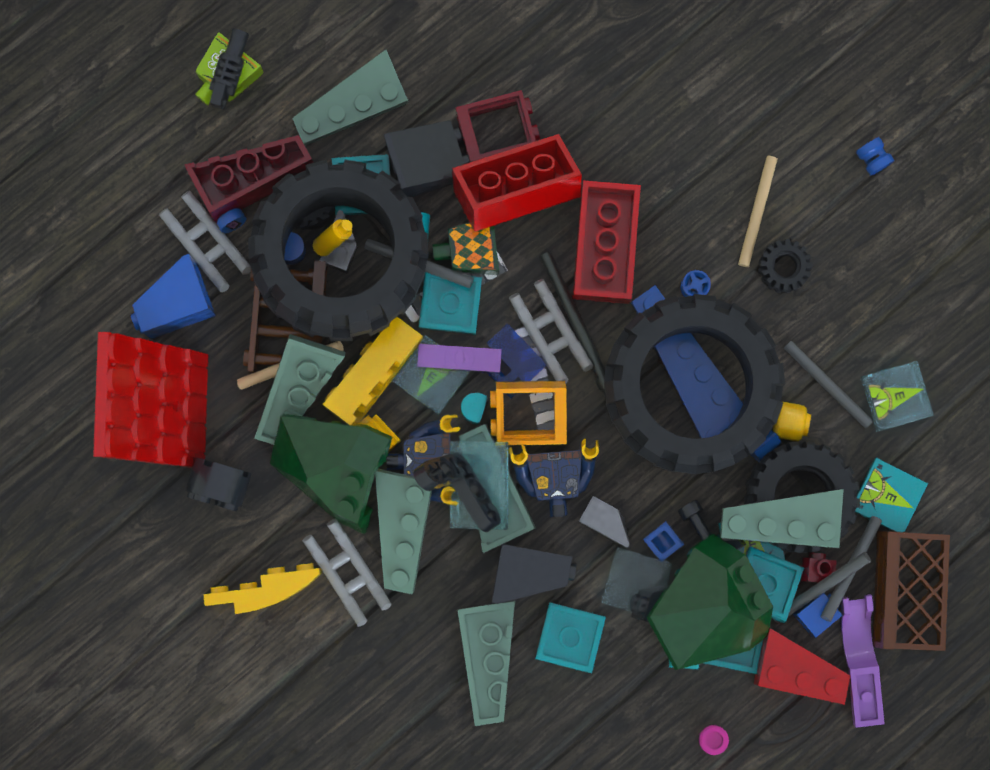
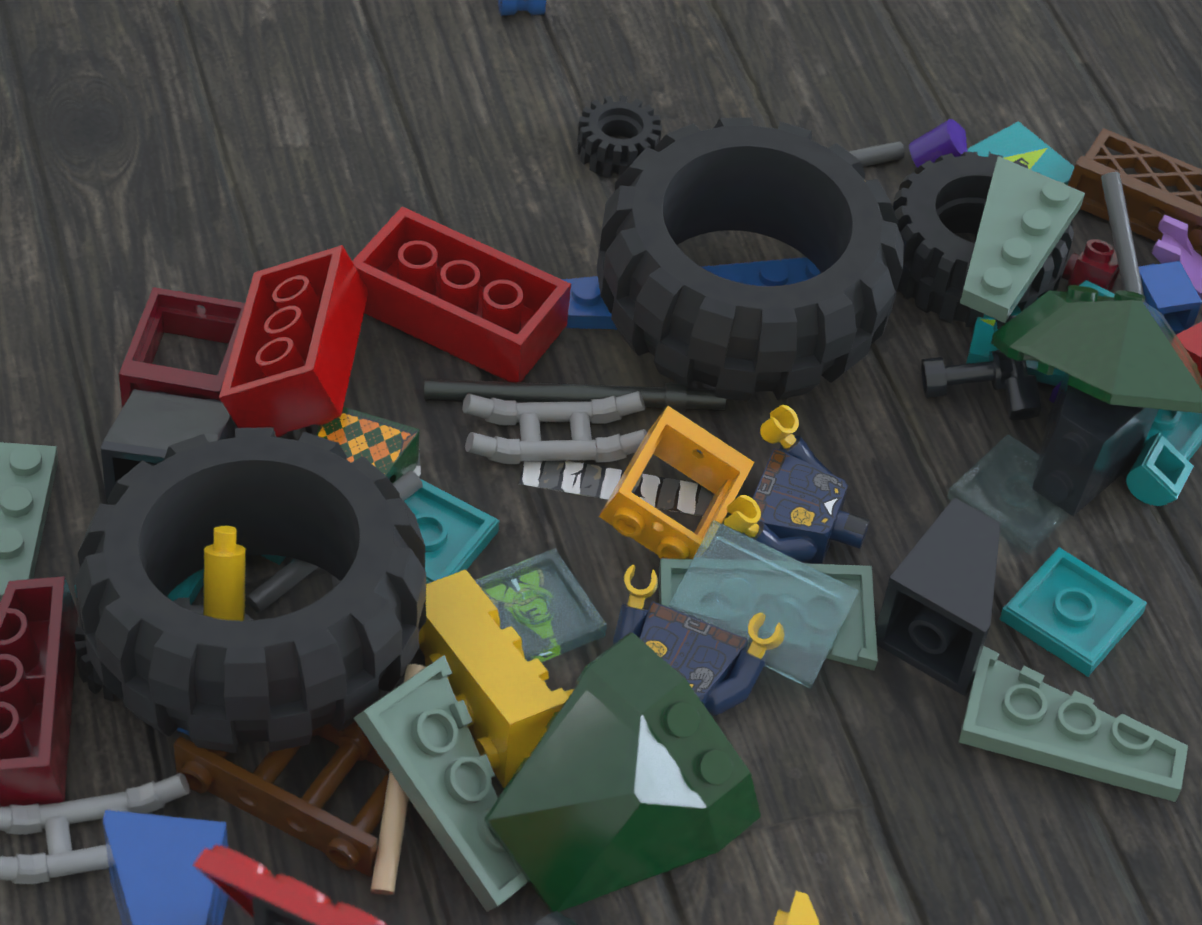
camera: 65 degrees left, 35 degrees down
(231, 220) = (78, 771): blue tile -> none
(329, 569) = (840, 850): light grey piece -> none
(402, 526) = (793, 744): sand green wing -> none
(457, 471) = (738, 598): black beam -> none
(459, 358) = (530, 549): medium lavender piece -> none
(473, 407) = (616, 556): teal brick -> none
(517, 356) = (562, 484): clear blue plate -> none
(606, 521) = (900, 482): flat silver slope -> none
(663, 541) = (967, 424): blue brick -> none
(700, 283) = (583, 237): blue wheel -> none
(757, 211) = (519, 139): tan bar -> none
(841, 588) = (1143, 246): dark grey bar -> none
(872, 448) = (940, 141): none -> dark purple brick
(897, 396) = (873, 107): clear light blue tile -> none

